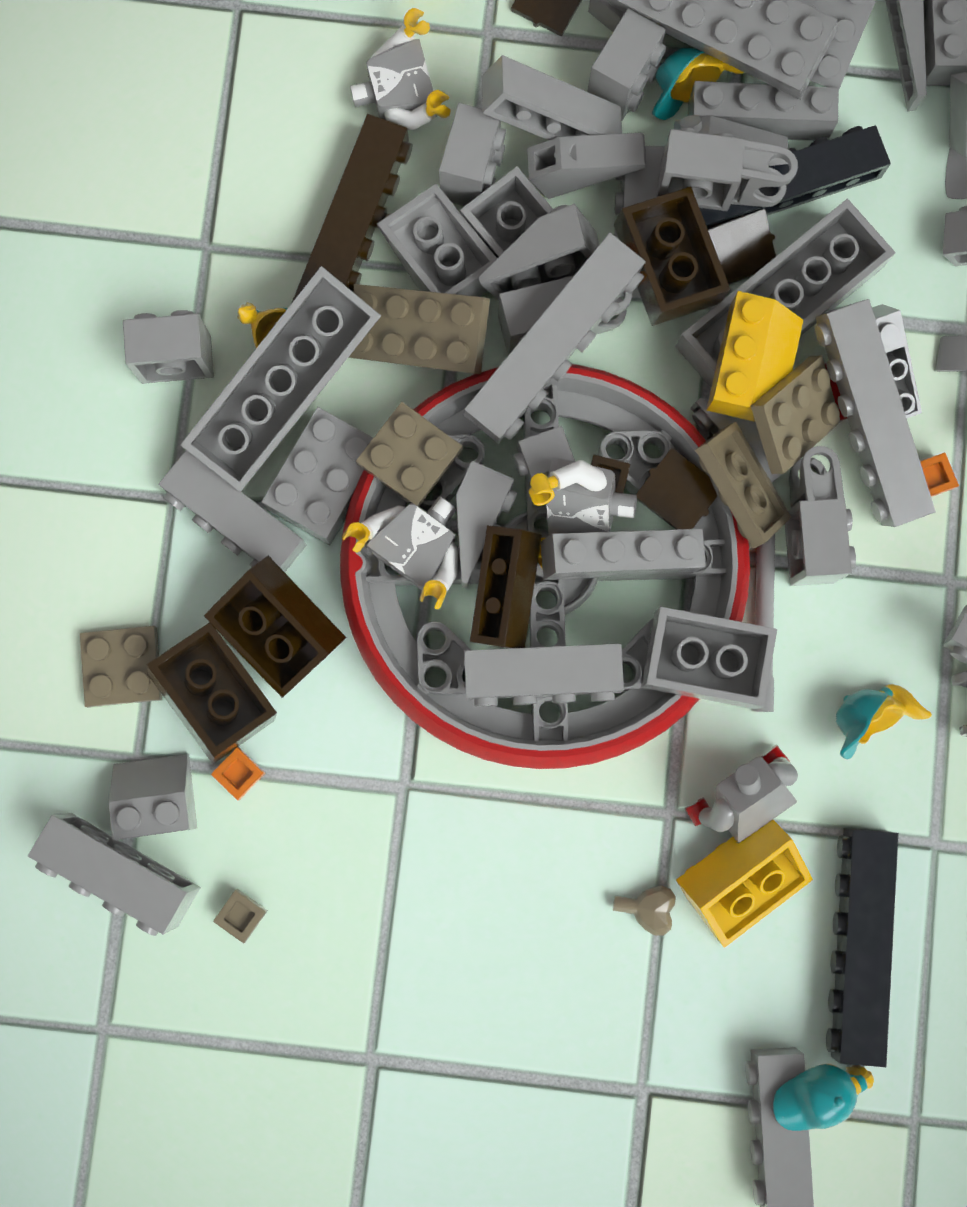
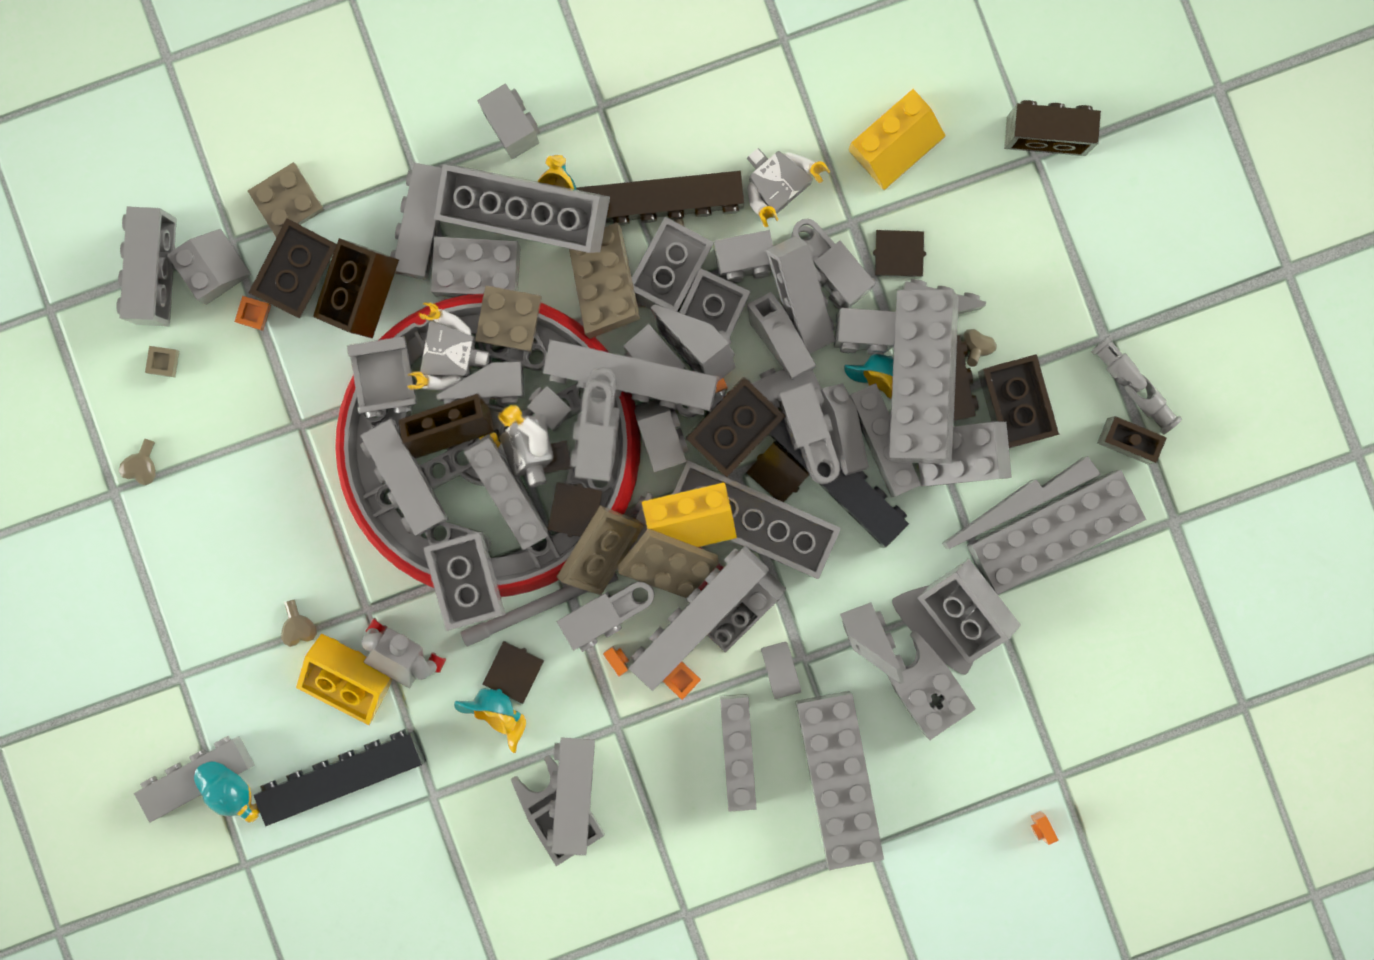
camera: 70 degrees right, 5 degrees up
(354, 1008) = (139, 465): none -> dark tan rock
(404, 640) = (381, 376): none -> light grey panel
(553, 48) = (837, 266): none -> light grey brick
(604, 401) = (596, 429): none -> light grey brick
(636, 349) = (662, 439): none -> light grey brick
(828, 672) = (513, 672): none -> dark brown piece
(875, 538) = (617, 660): none -> orange plate

